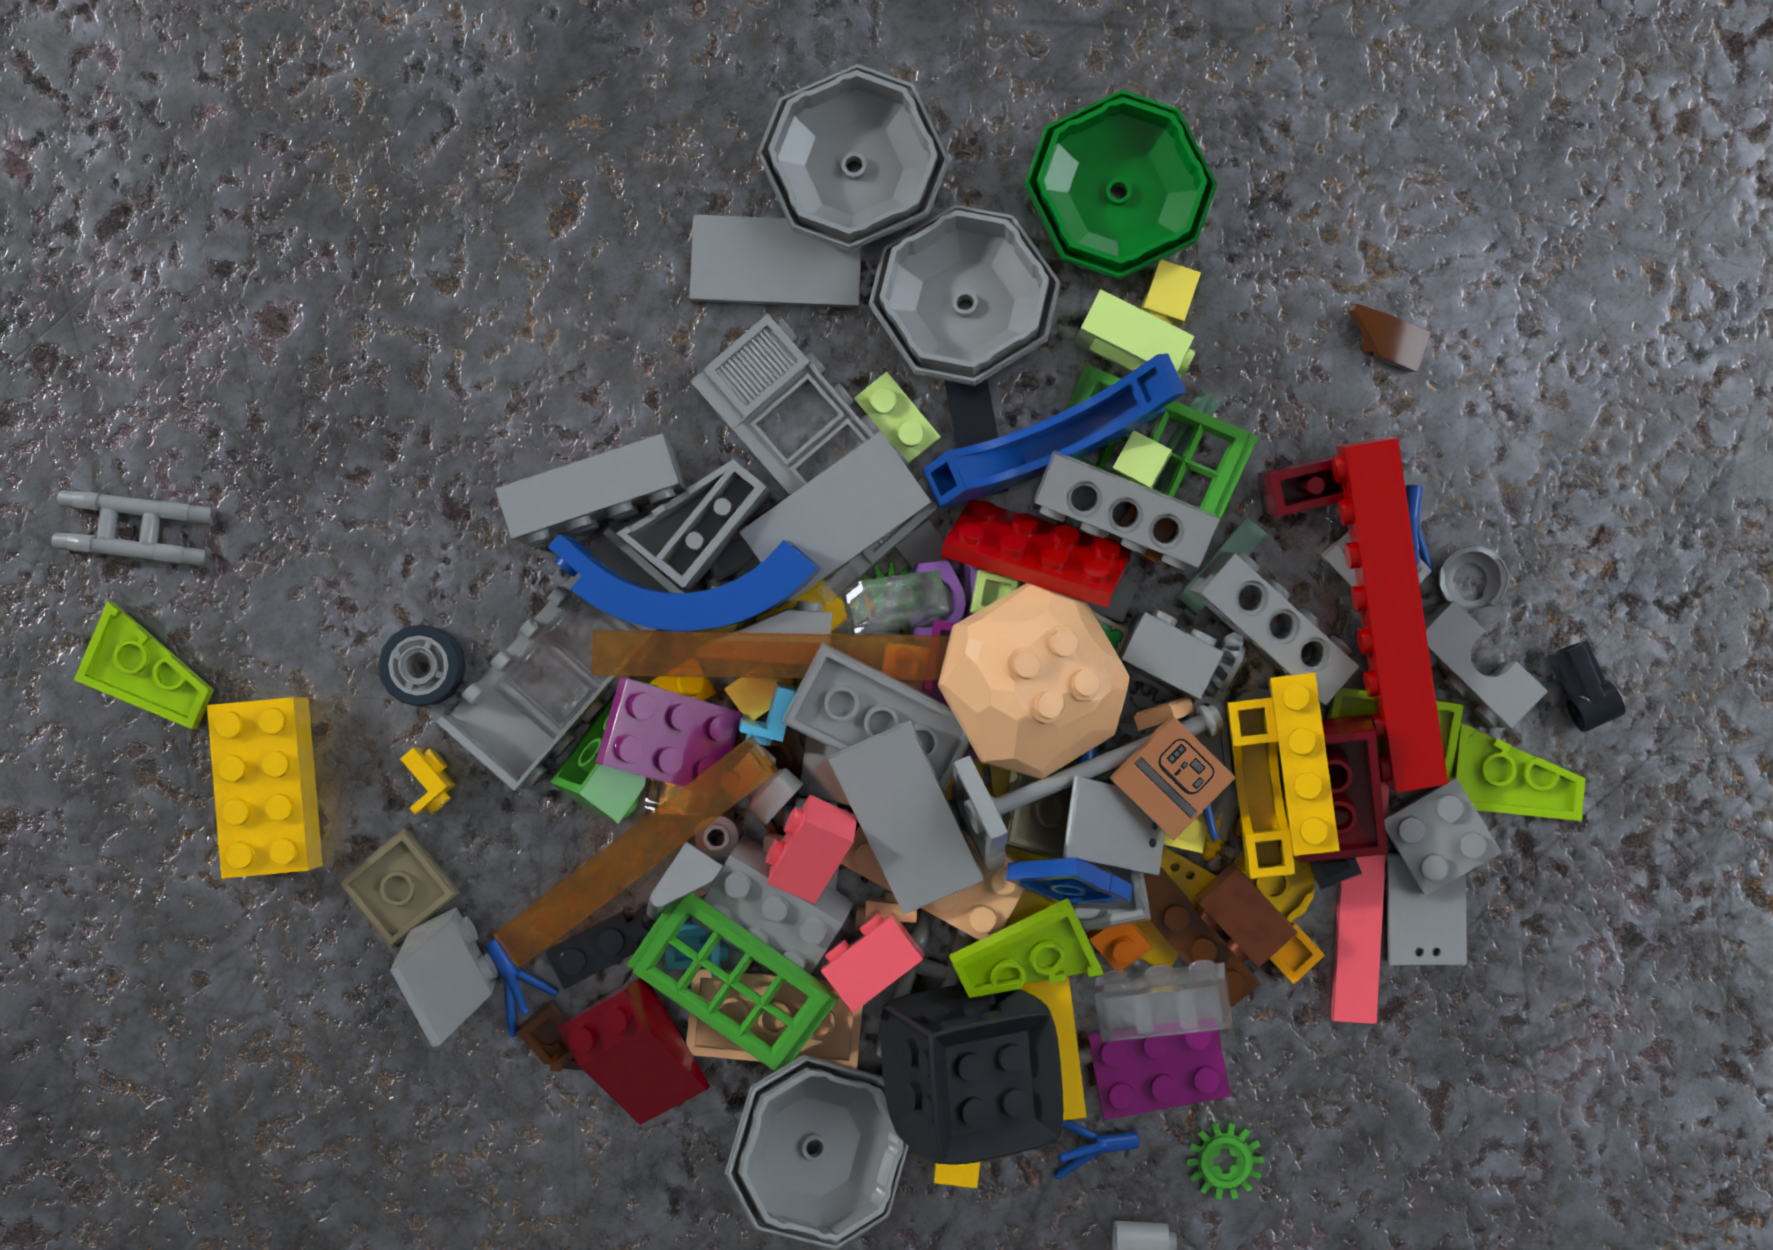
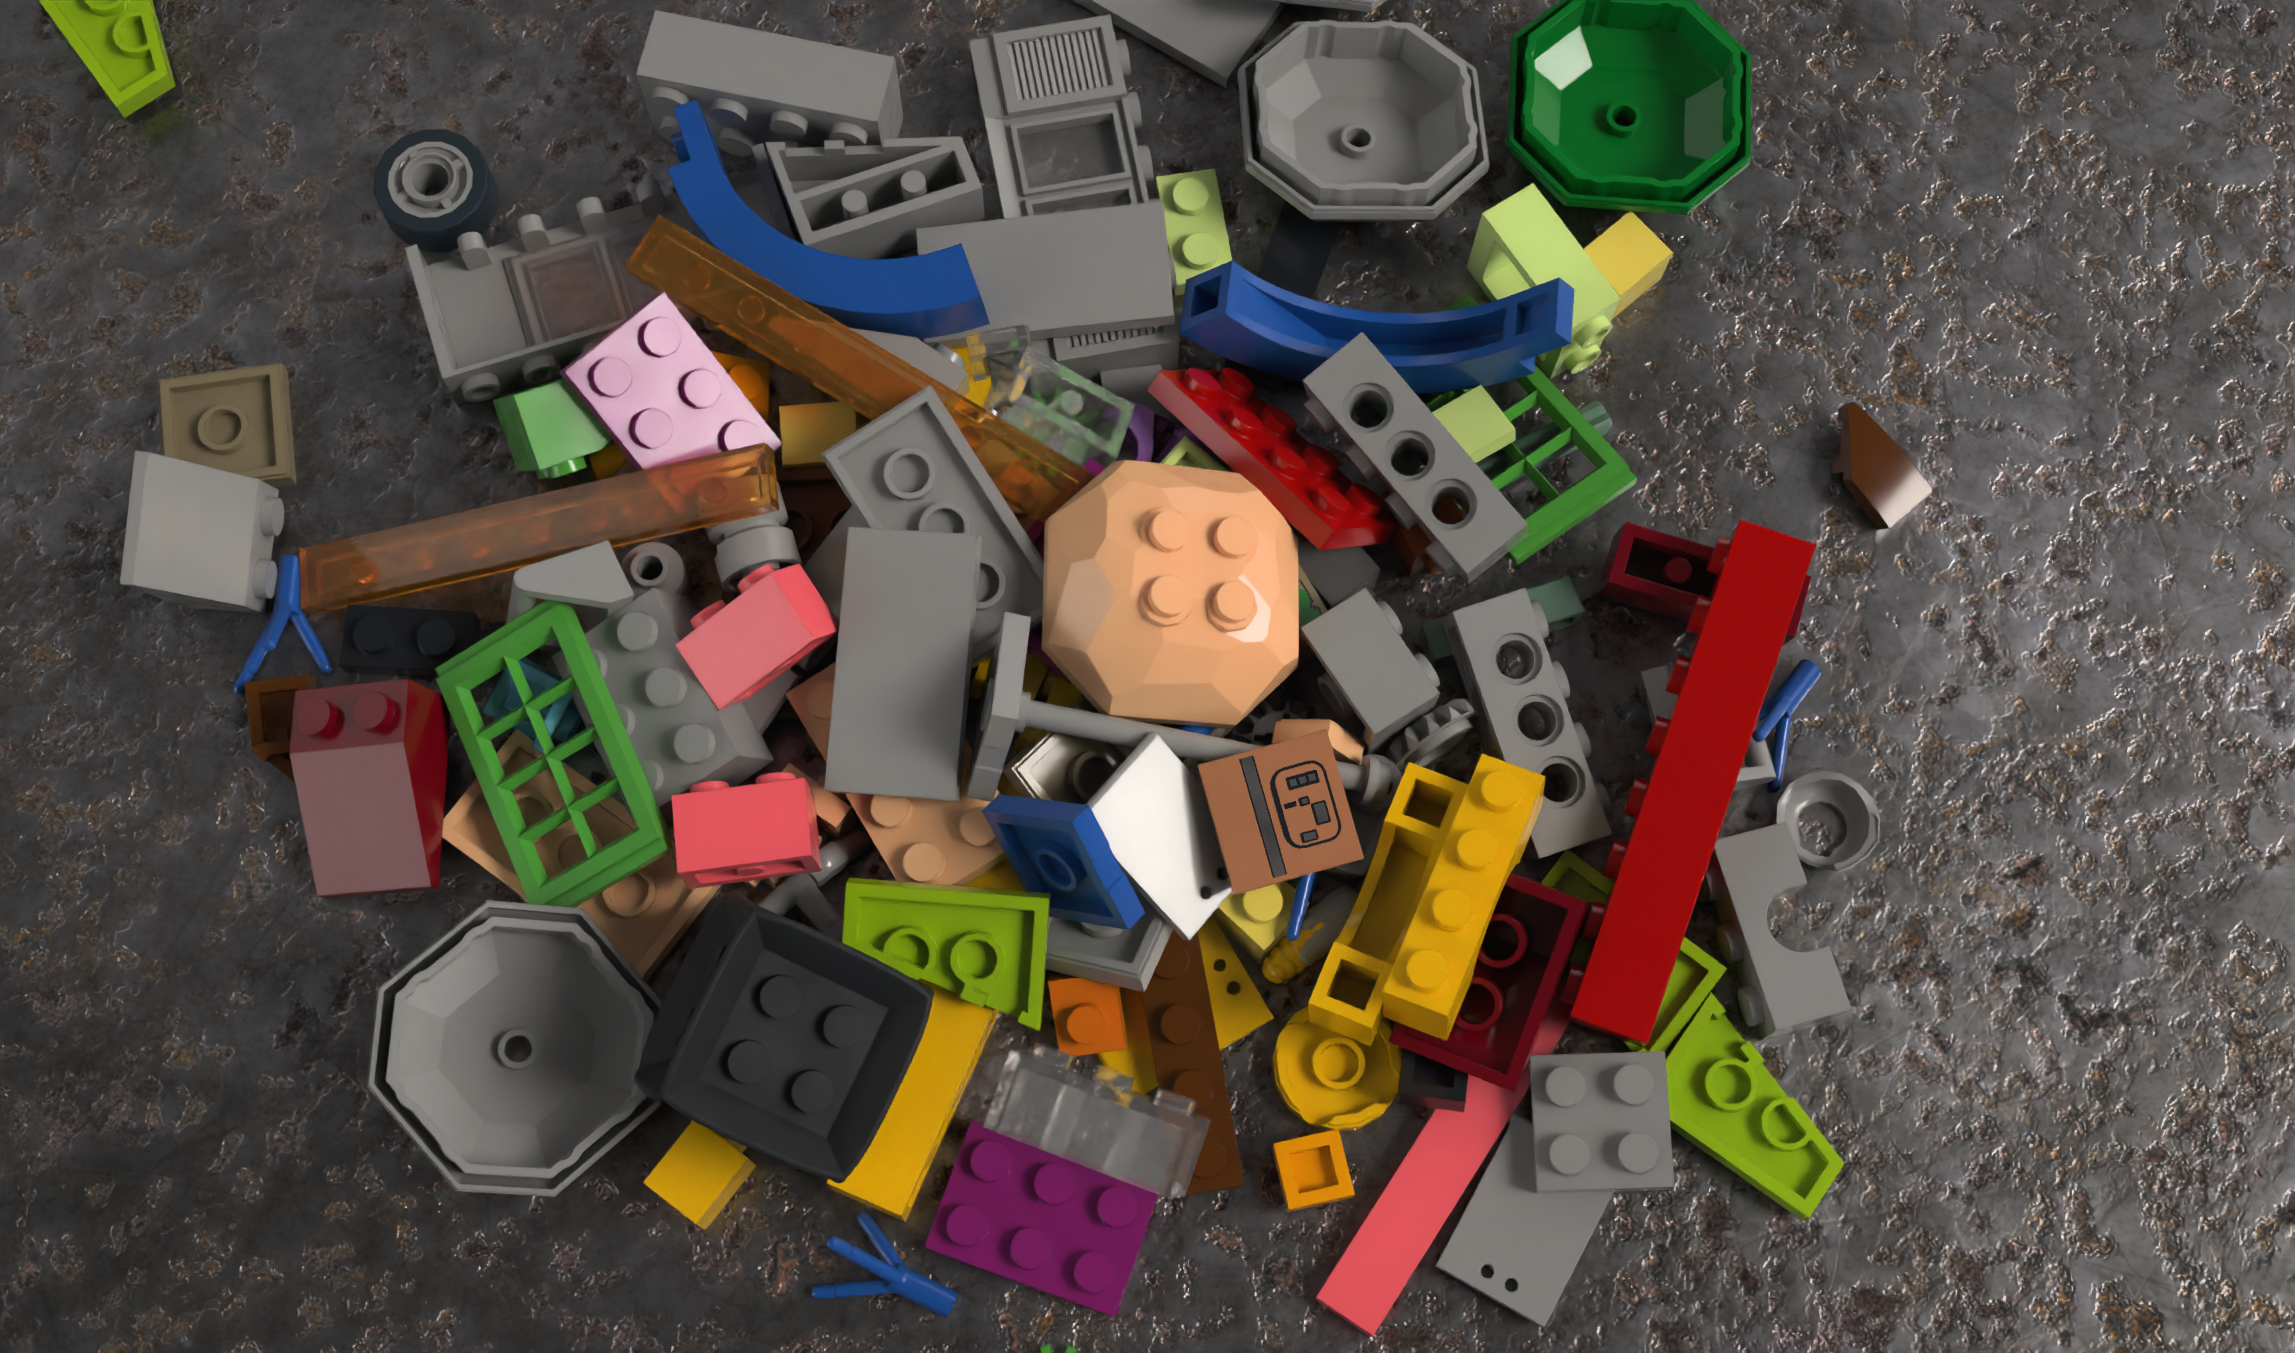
camera: 25 degrees right, 15 degrees down
(264, 787) = (152, 217): yellow brick -> none
(429, 770) = (358, 312): yellow bracket -> none
(773, 728) = (811, 471): medium azure bracket -> none
(1245, 915) = (1274, 1070): copper brick -> none
(1591, 696) = (1908, 1061): black piece -> none

